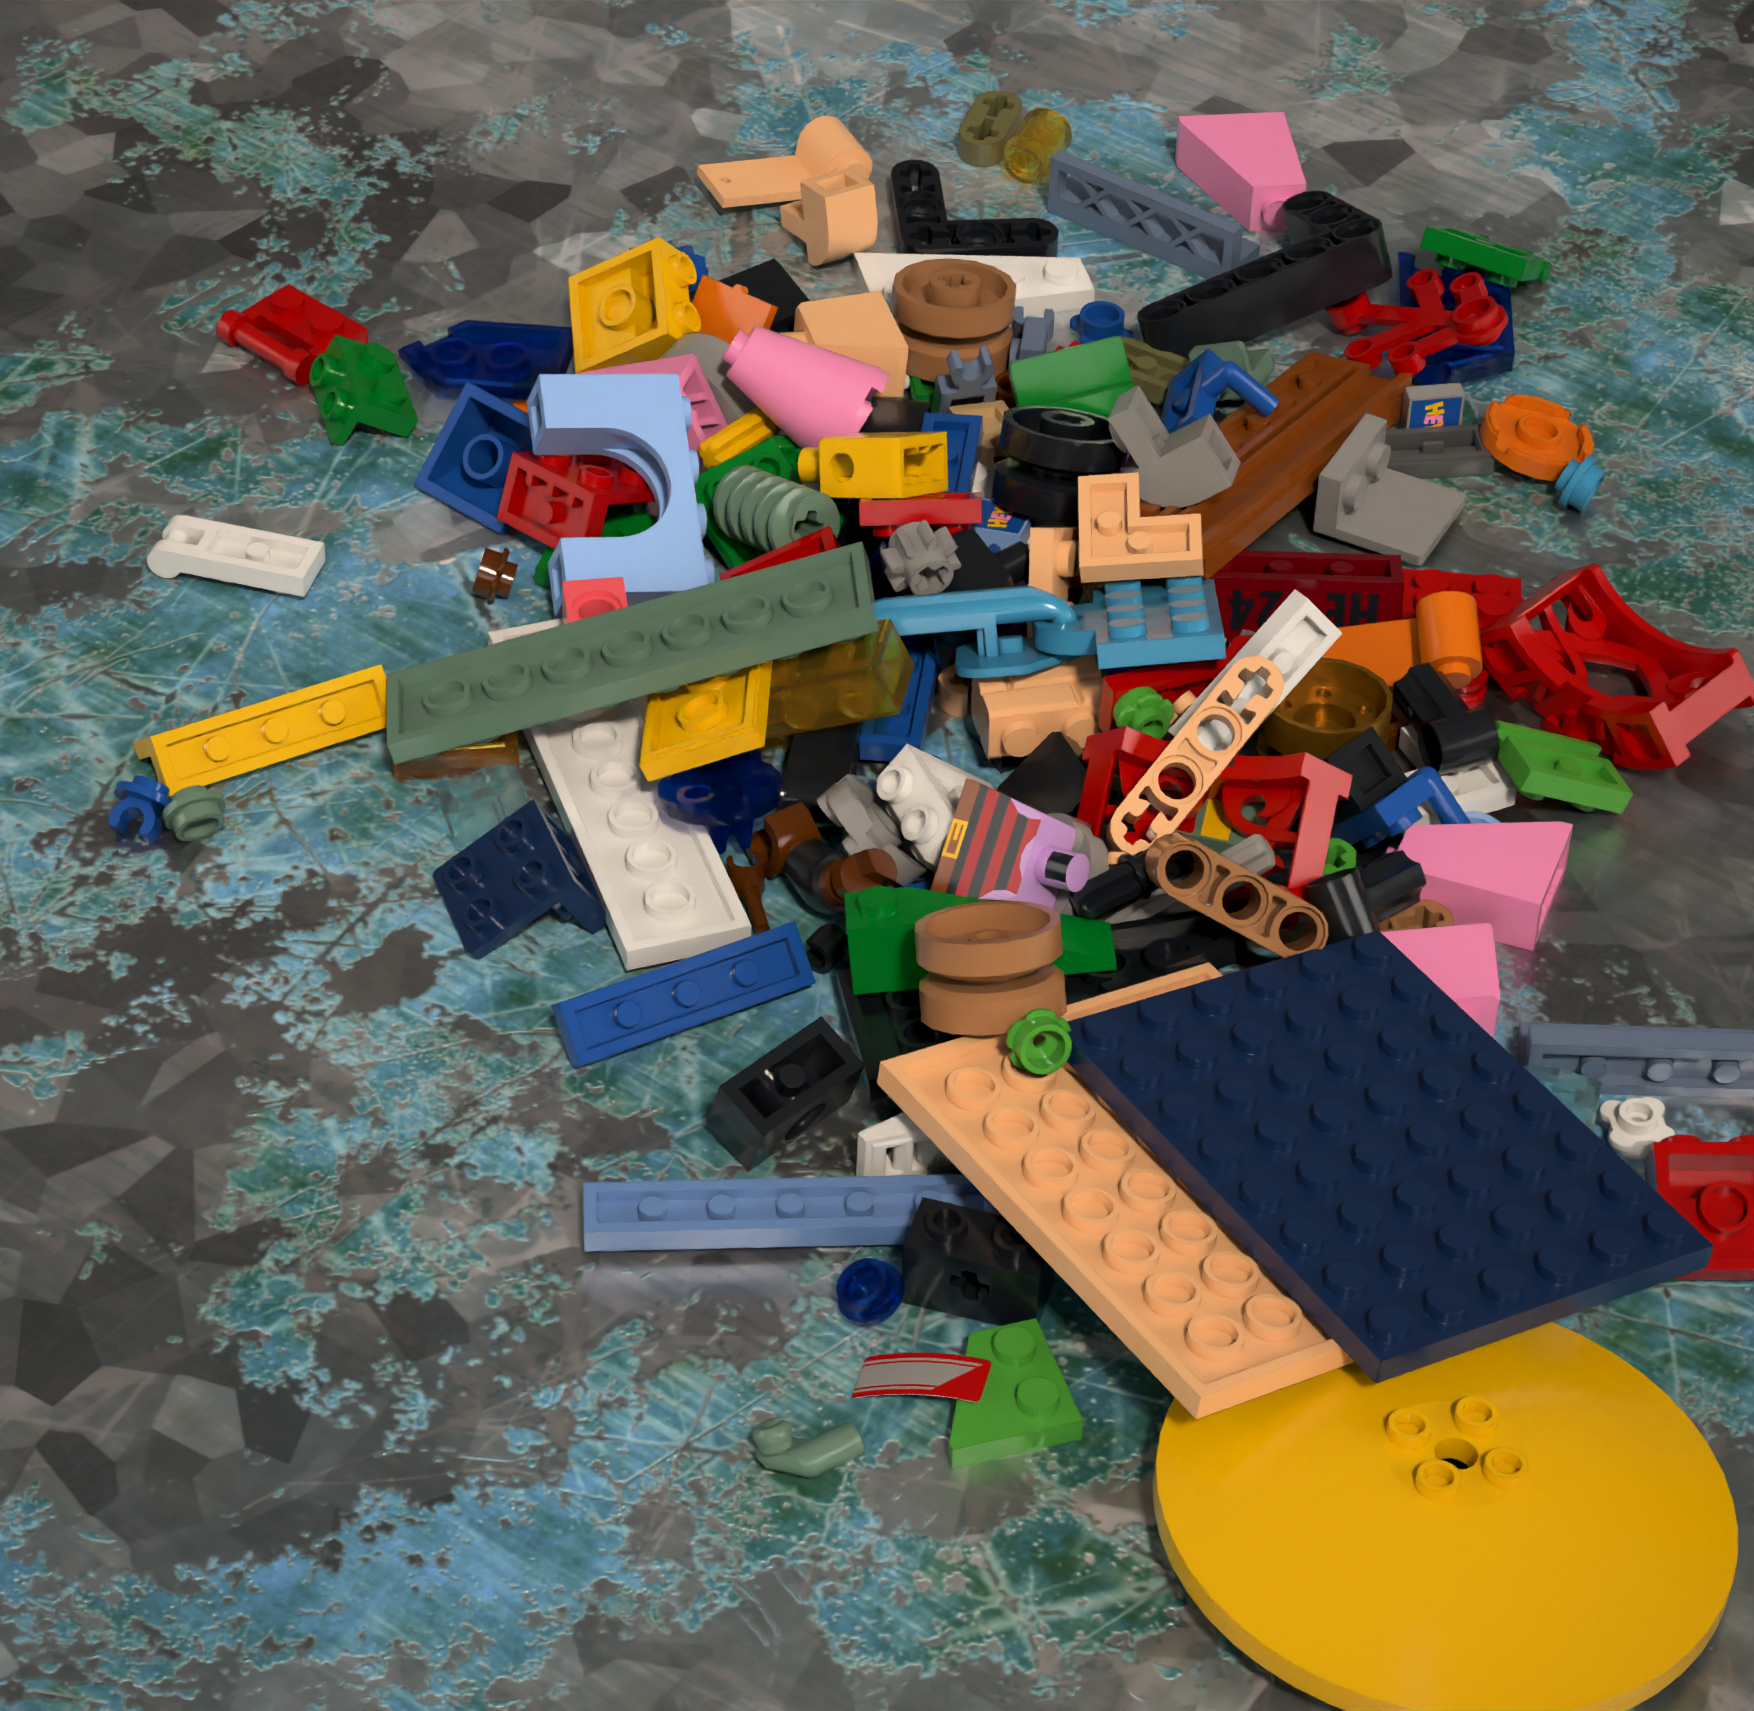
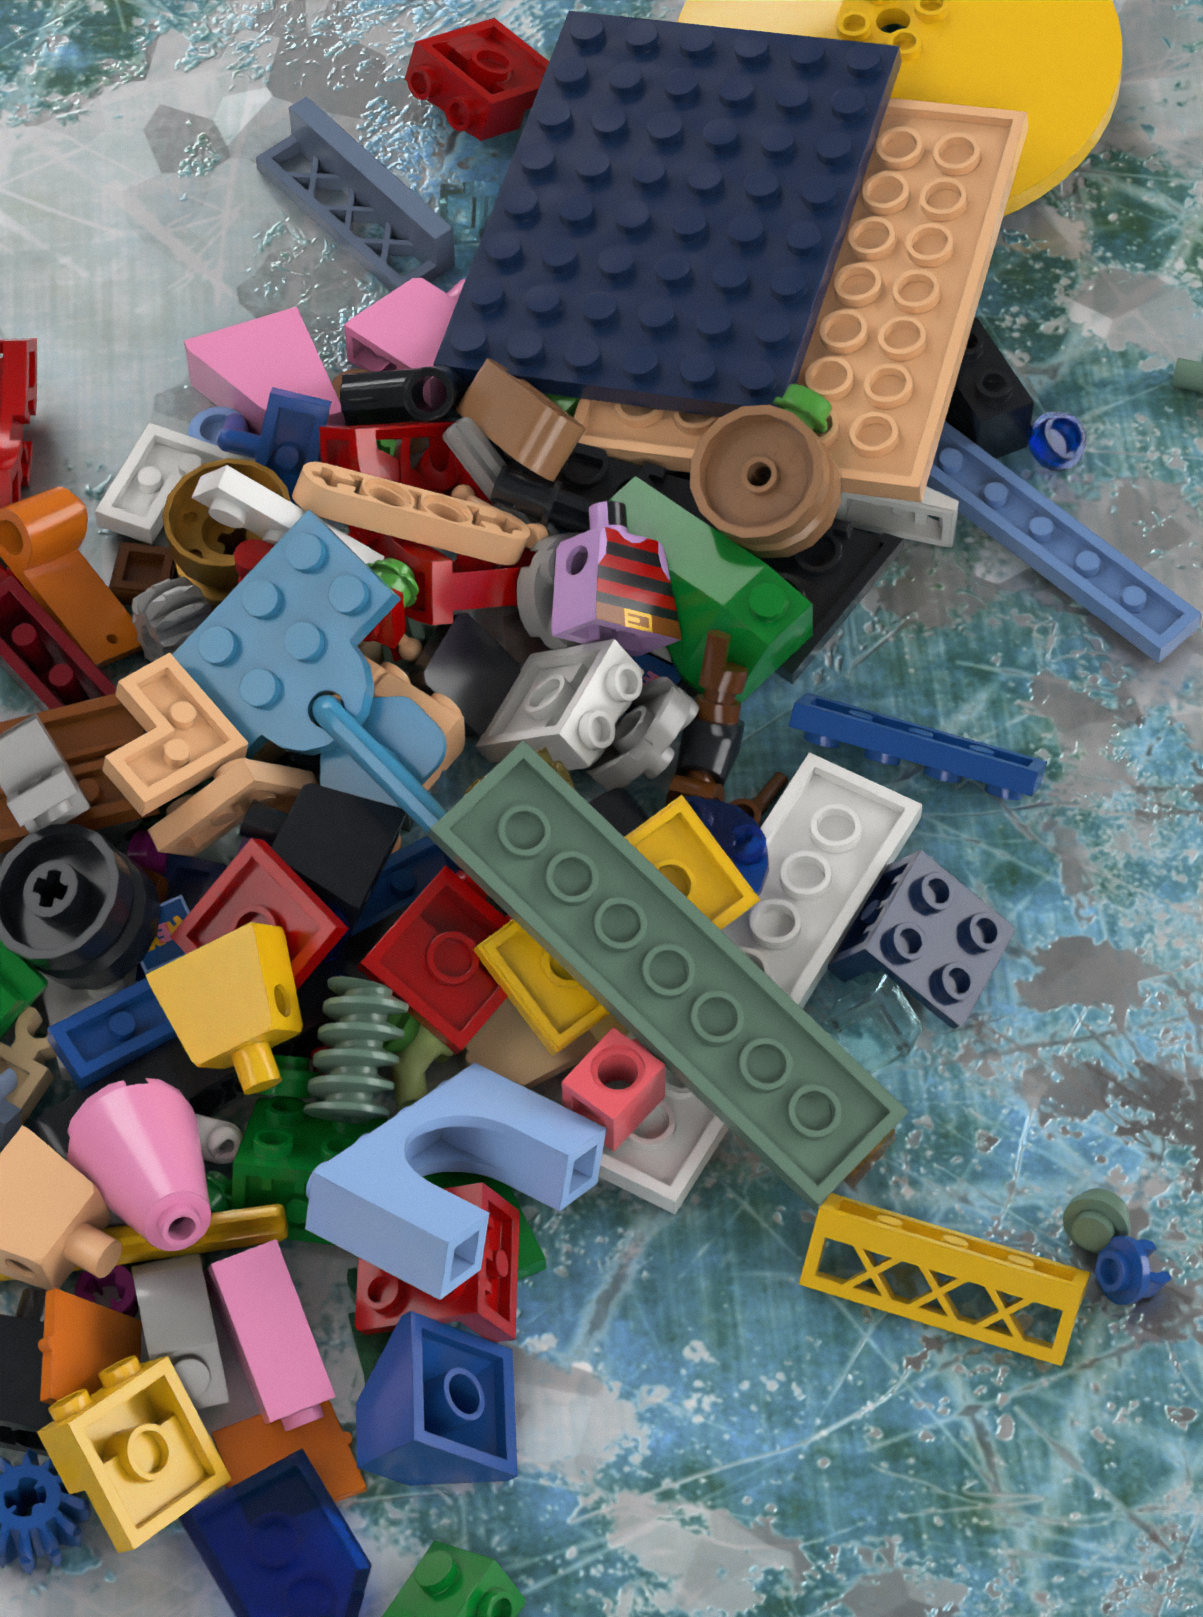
camera: 130 degrees left, 15 degrees up
(237, 555) = (769, 1502): white plate -> none
(494, 575) = (586, 1282): reddish brown plate -> none
(784, 1093) = (936, 568): black brick -> none
(827, 948) = (765, 712): black hand -> none
(920, 558) = (367, 830): light grey gear -> none
(923, 1375) = (1090, 372): sticker -> none
(1022, 1401) = (1050, 324): bright green wing -> none
(1372, 770) = (286, 452): black panel -> none
(1447, 730) = (145, 468): black piece -> none
(1560, 769) = (103, 408): bright green plate -> none
(1634, 1125) = (436, 169): white plate -> none

